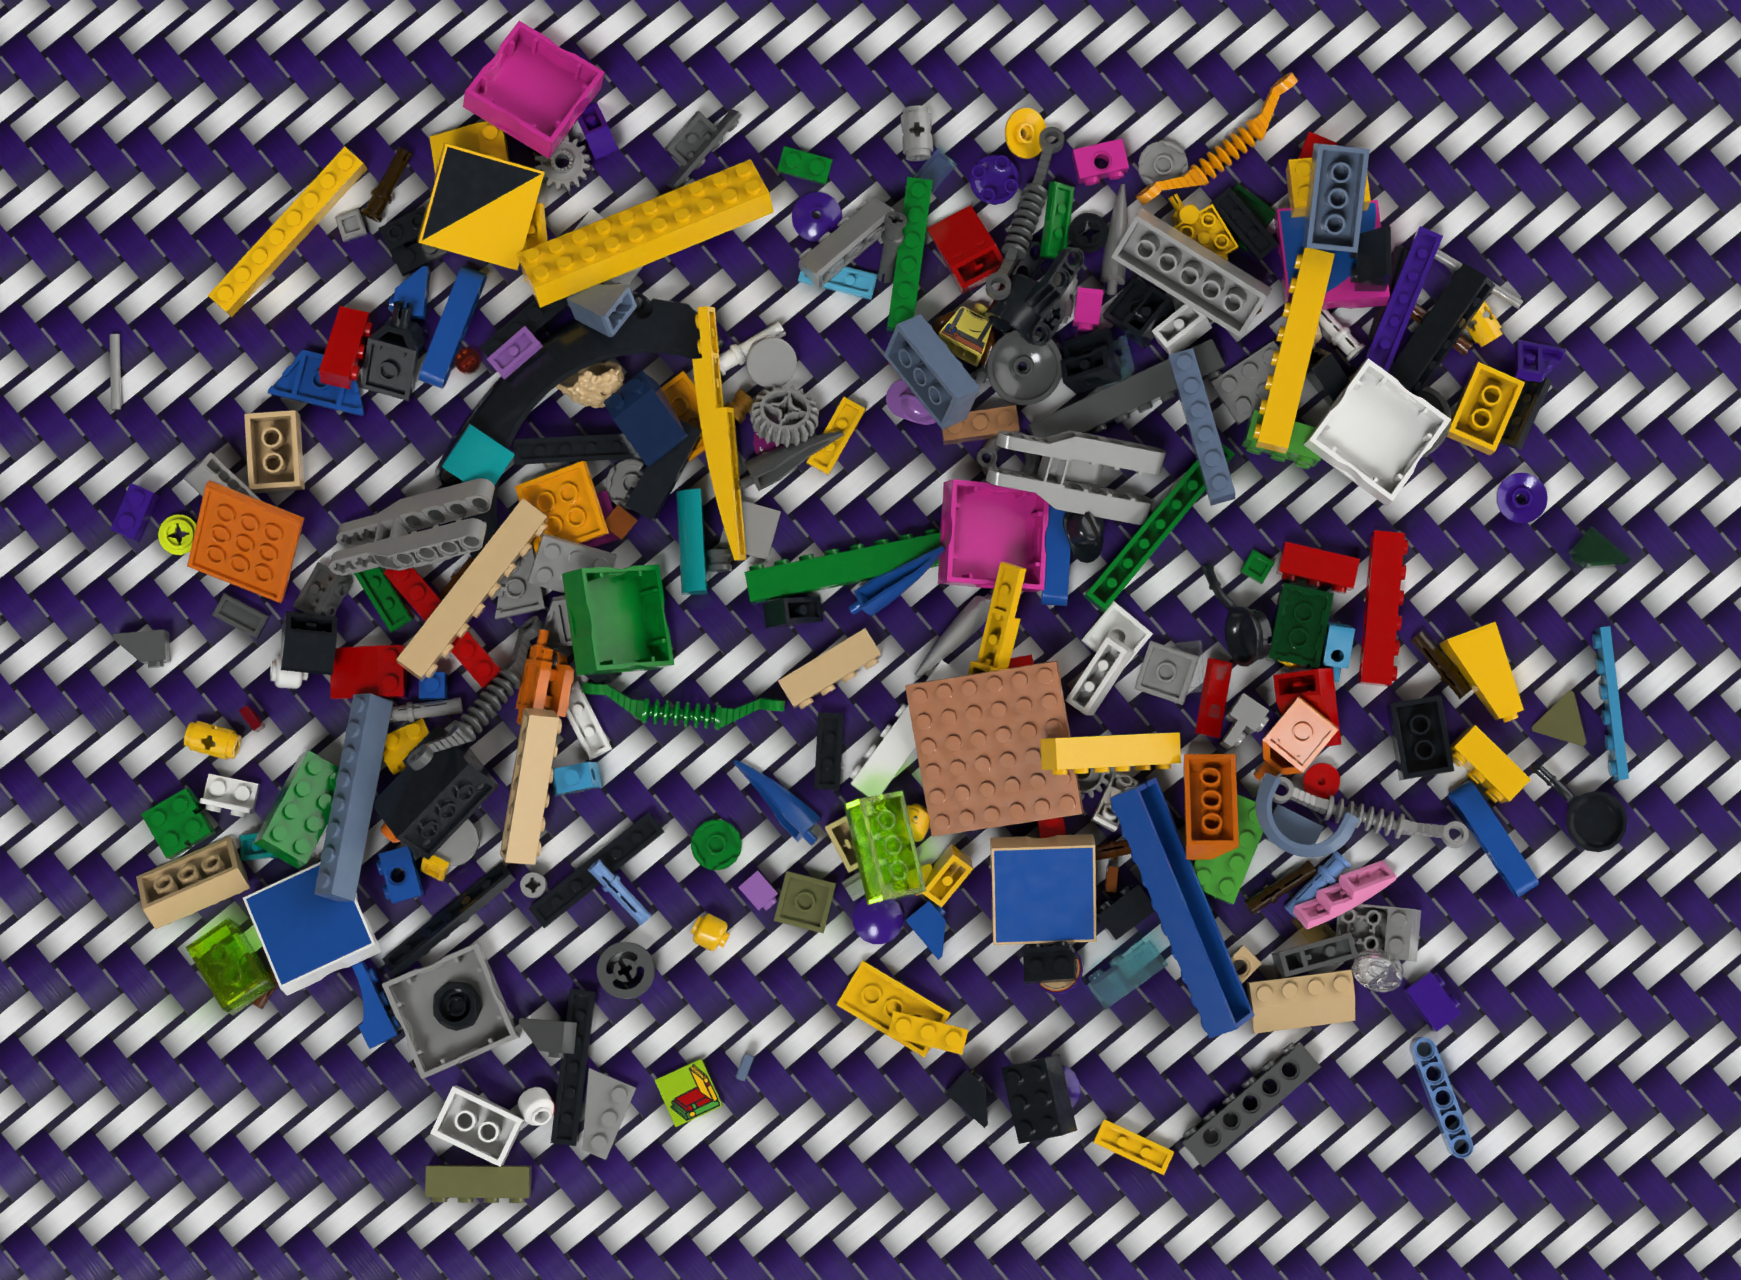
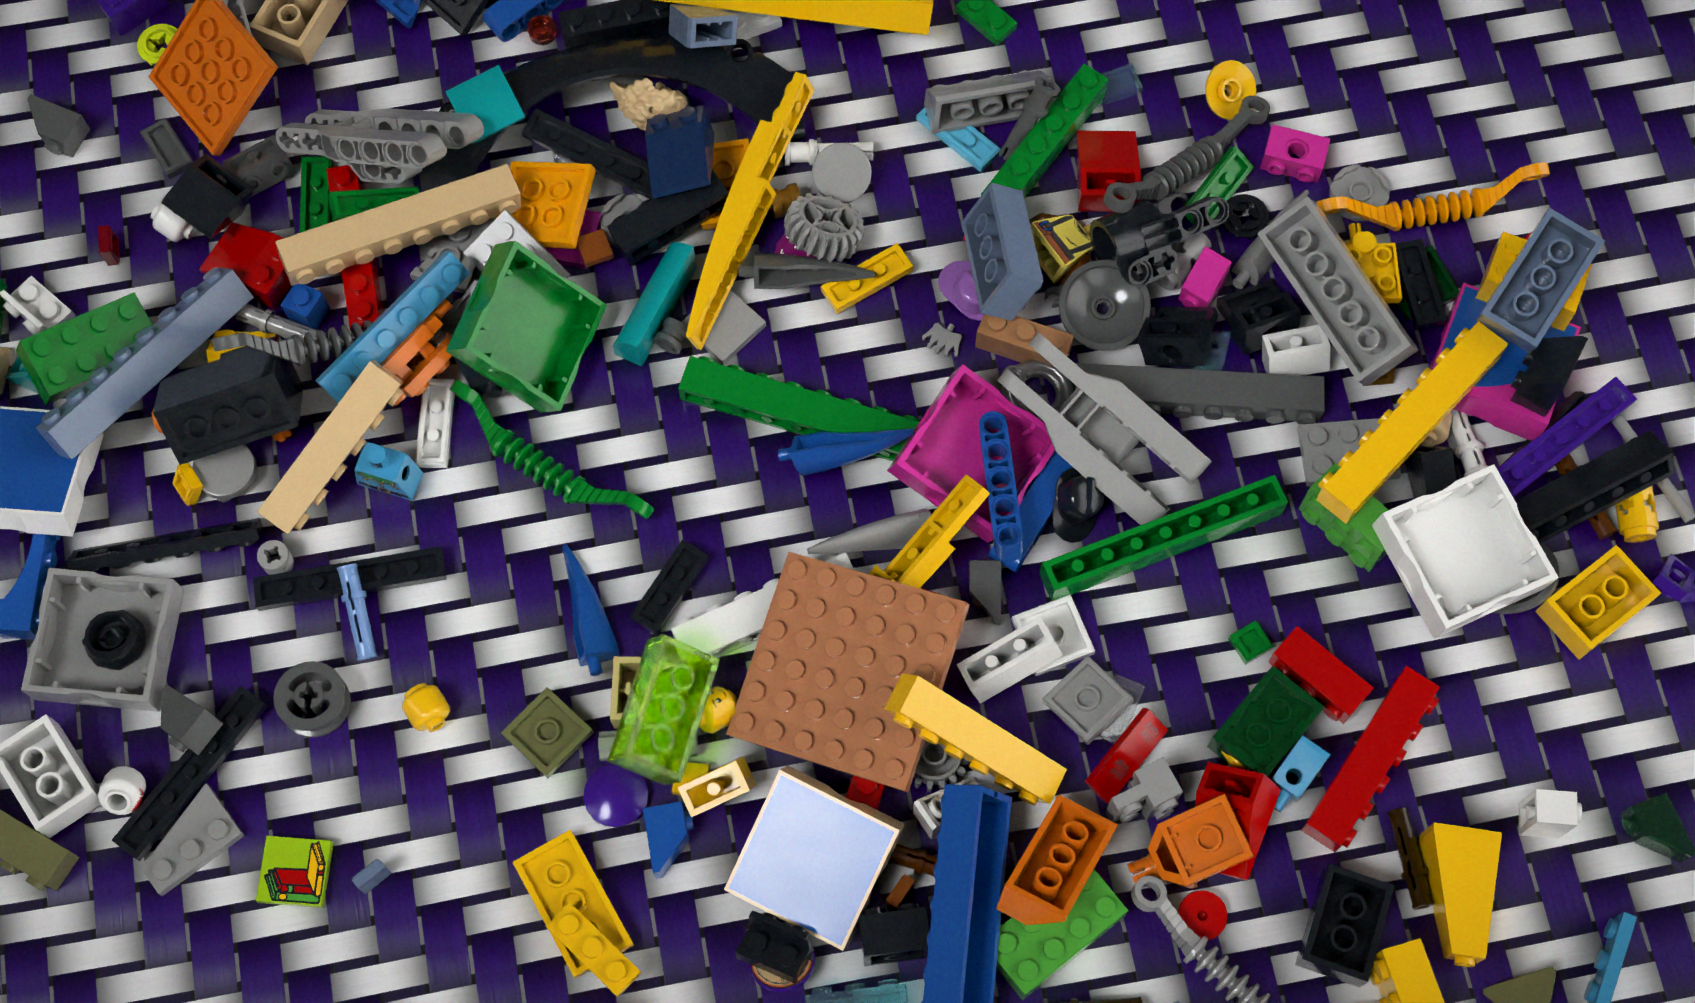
camera: 30 degrees right, 15 degrees down
(226, 740) = (56, 245): yellow piece -> none
(411, 885) = (151, 490): blue brick -> none
(437, 583) = (356, 201): none -> green tile
(514, 352) = (587, 29): medium lavender plate -> none
(520, 672) = (394, 324): none -> dark azure plate
(716, 845) = (491, 622): green tile -> none
(759, 891) = (505, 693): medium lavender brick -> none
(792, 612) = (717, 425): black slope -> none
(811, 228) = (955, 68): dark purple dish -> none
(830, 668) = (721, 503): tan brick -> none
(916, 119) = (1117, 37): light grey piece -> none
(918, 451) = (943, 338): none -> light grey piece
(994, 179) = (1173, 119): dark purple dish -> none
(1023, 542) = (1000, 498): none -> blue beam
(1052, 628) = (986, 587): none -> dark grey slope
(1201, 426) = (1265, 452): sand blue brick -> none
(1244, 628) = (1202, 693): black piece -> none
(1294, 832) = (1140, 950): sand blue piece -> none
(1520, 585) = (1549, 813): none -> white brick
(1525, 413) = (1642, 631): black plate -> none
(1534, 497) = (1605, 712): dark purple dish -> none

